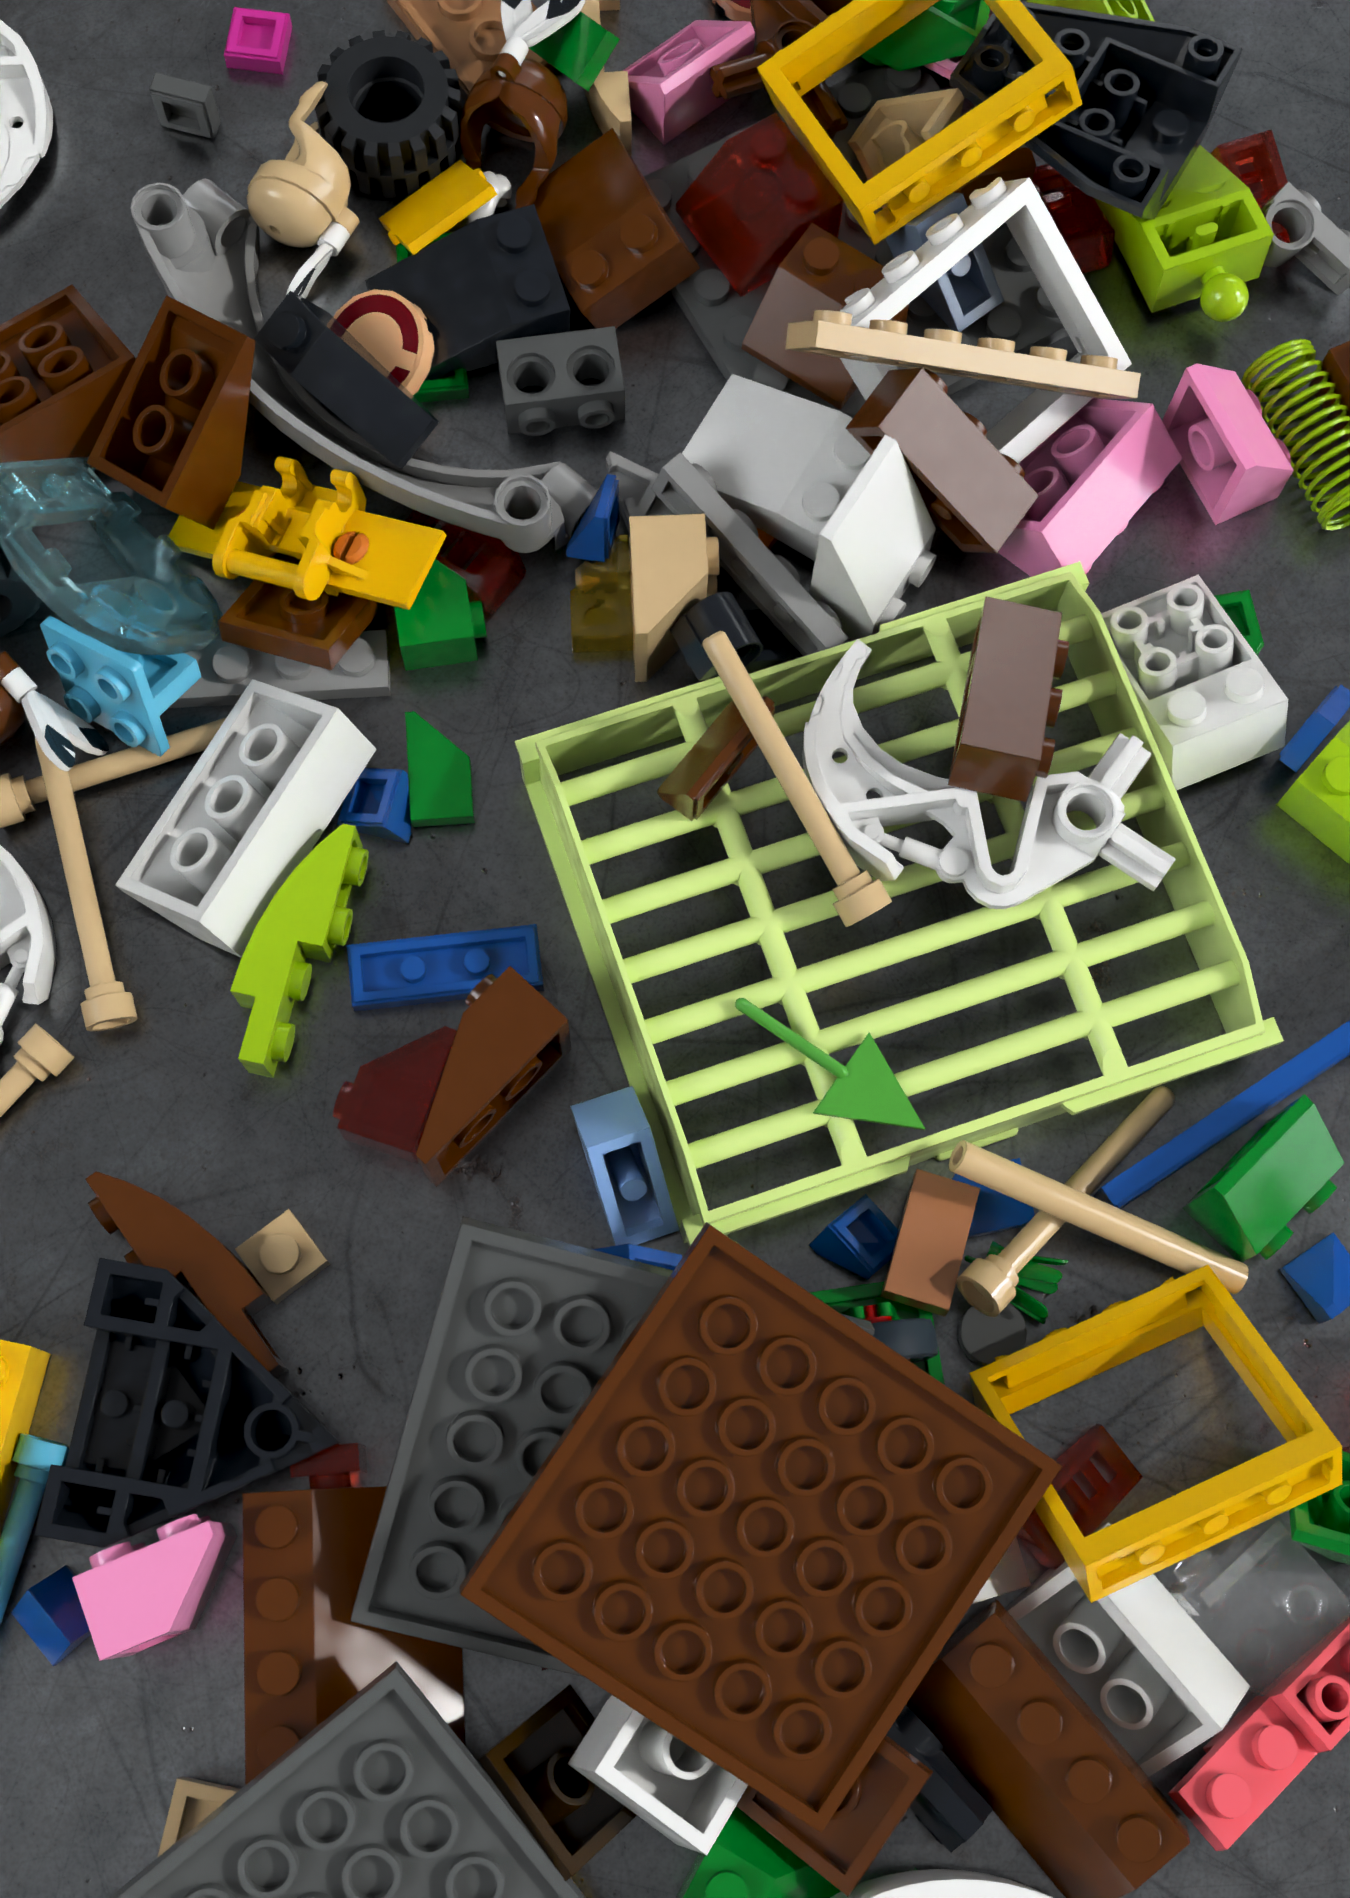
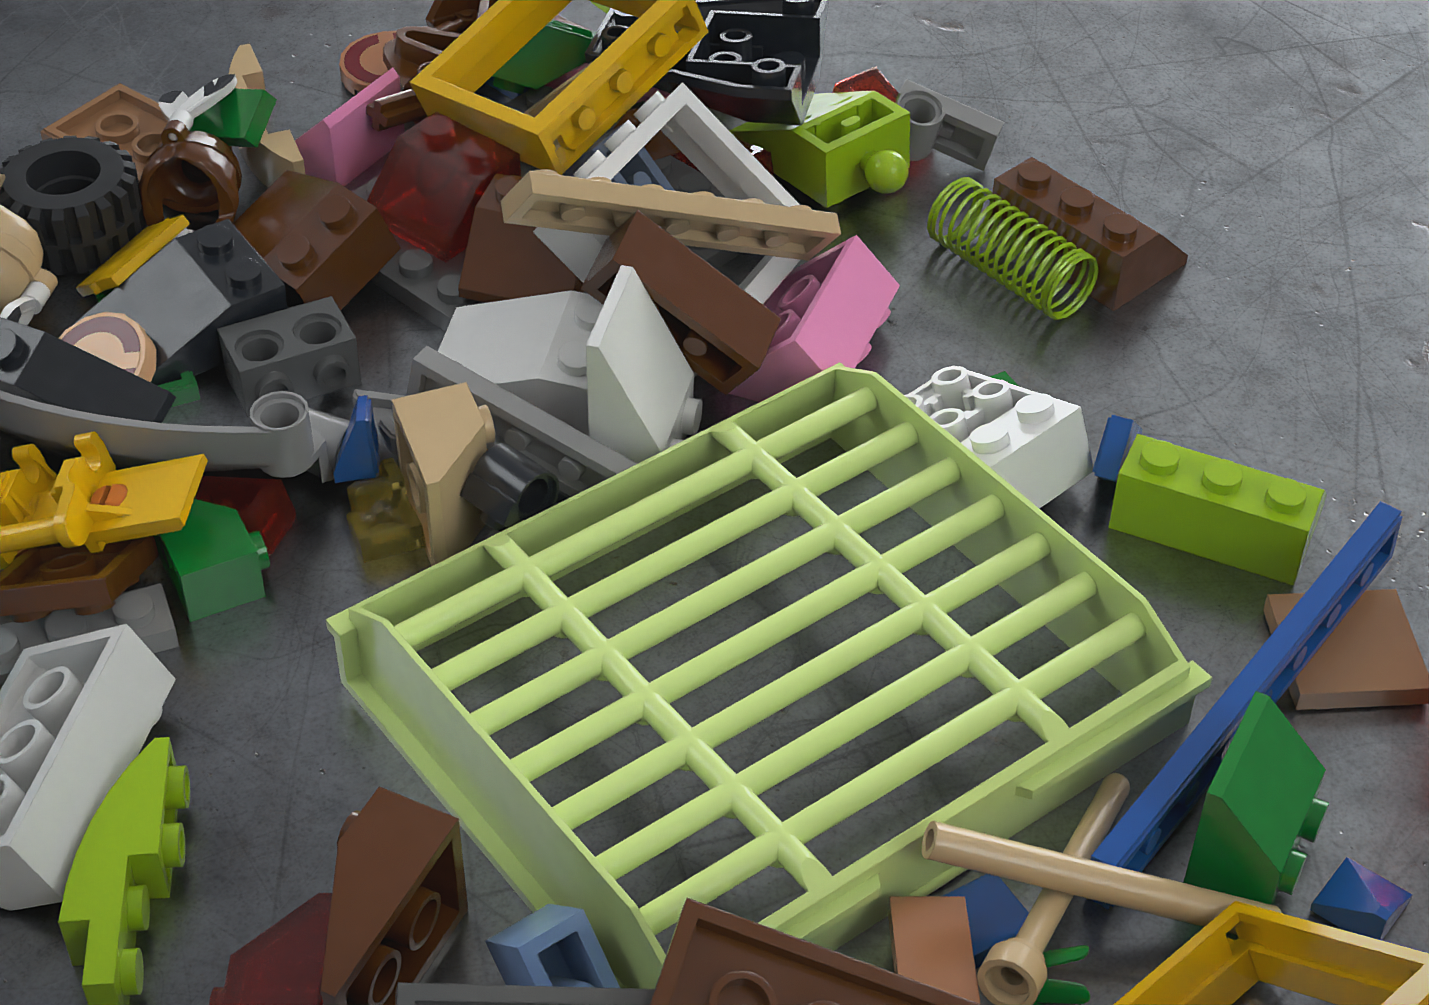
camera: 15 degrees left, 30 degrees down
(379, 805) = (195, 732): blue slope -> none
(437, 777) = (249, 696): green tile -> none
(439, 966) = (266, 874): blue tile -> none
(710, 763) = (547, 560): reddish brown slope -> none
(855, 890) = (731, 631): tan piece -> none
(863, 1087) = (800, 807): bright green piece -> none
(1009, 700) = (819, 436): brick -> none
(1047, 842) = (729, 564): white piece -> none
(1225, 443) = (938, 273): bright pink slope -> none

